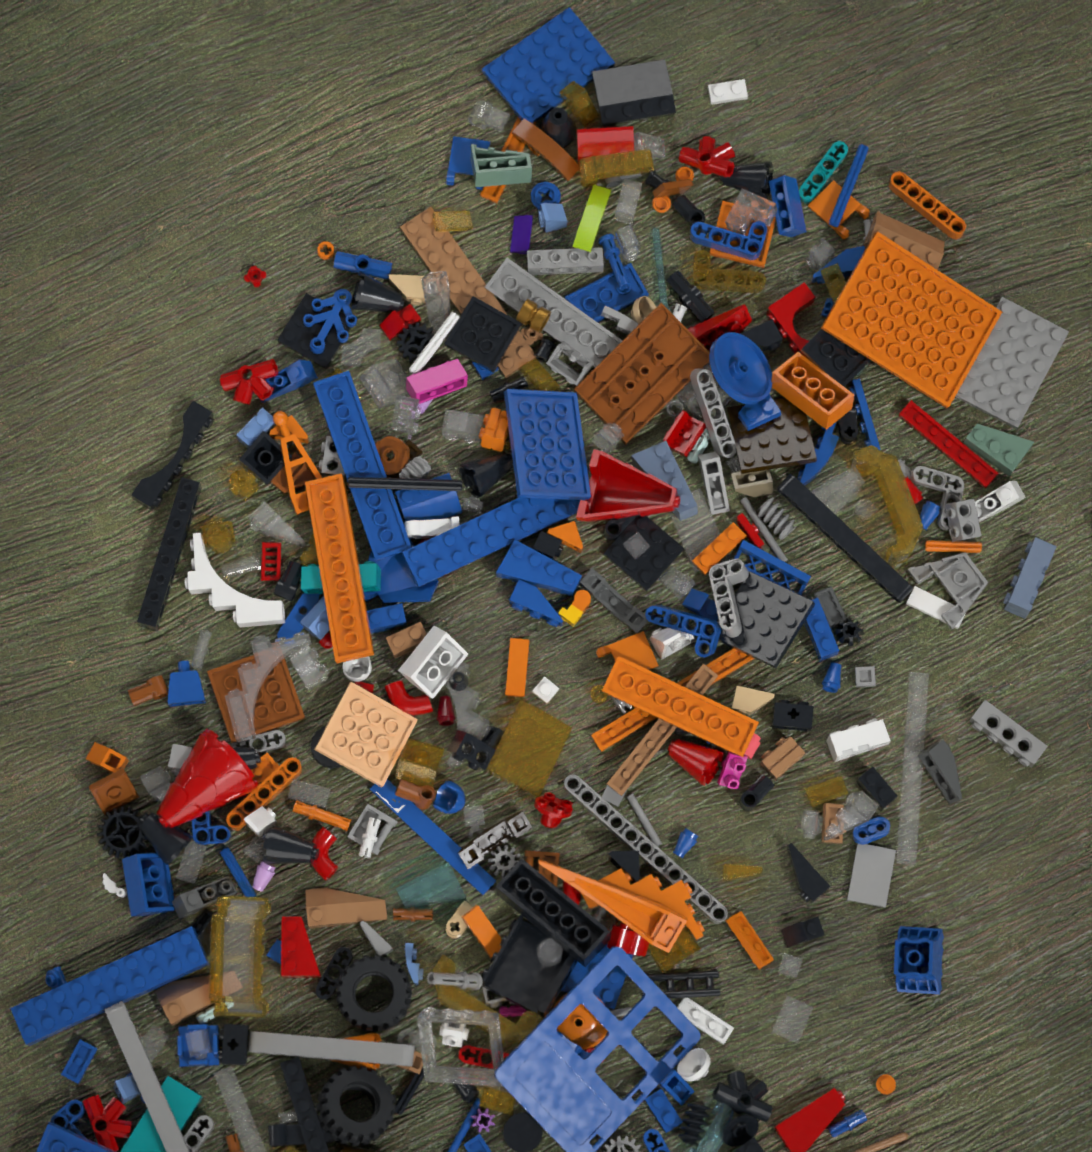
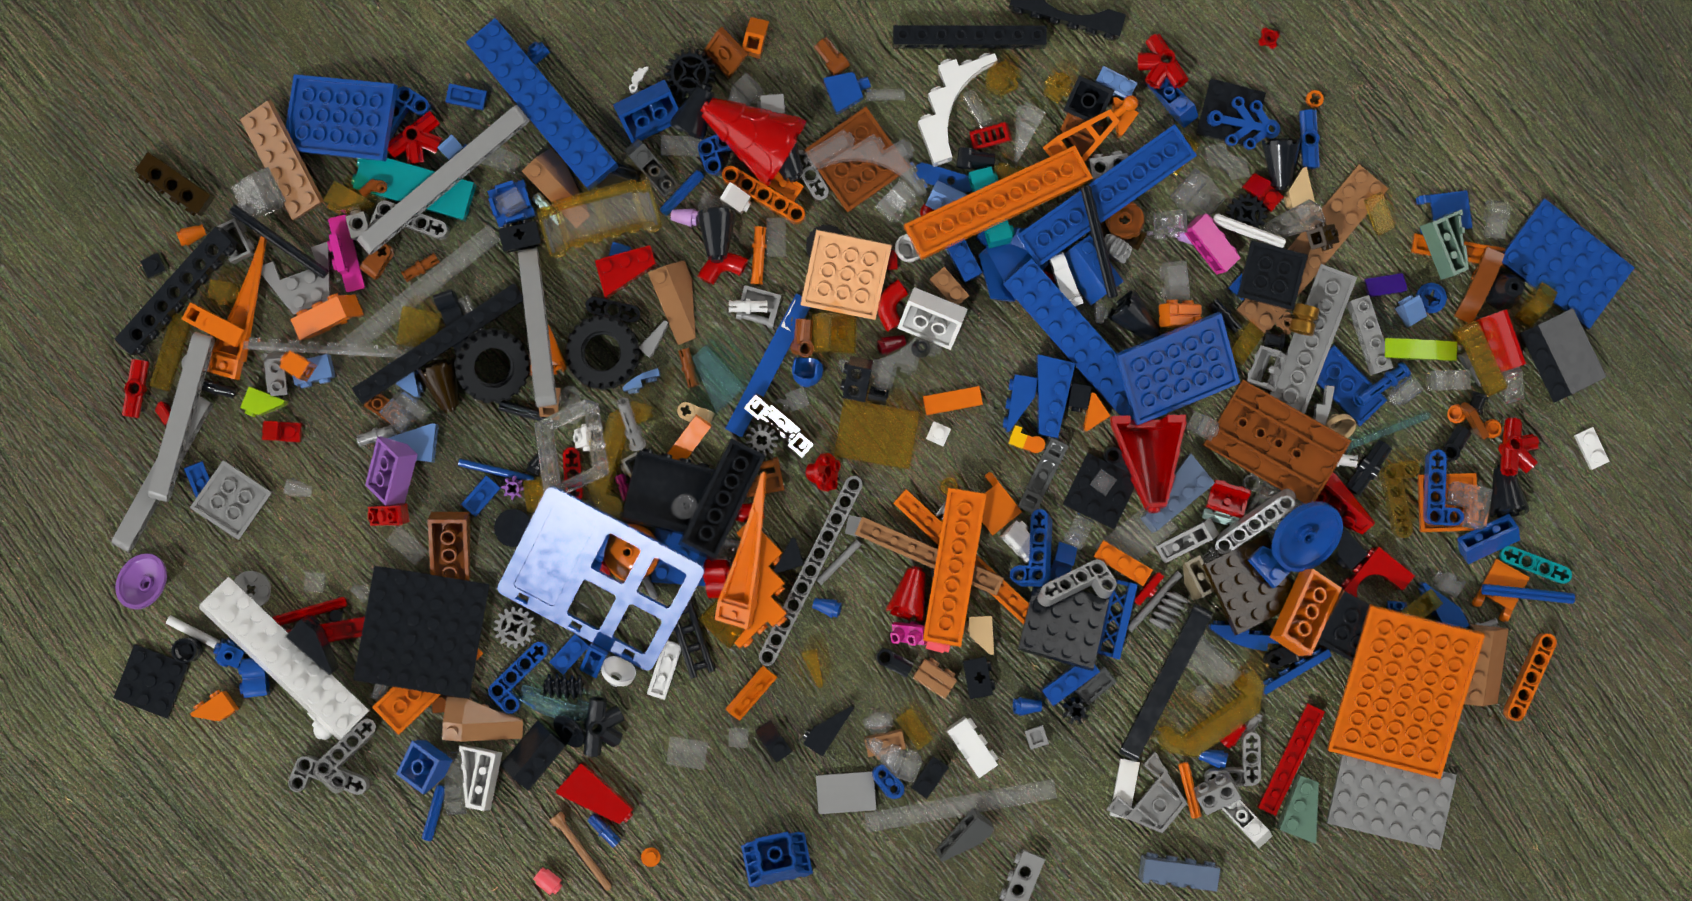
camera: 75 degrees right, 10 degrees up
(460, 276) = (1323, 236): none -> dark brown brick

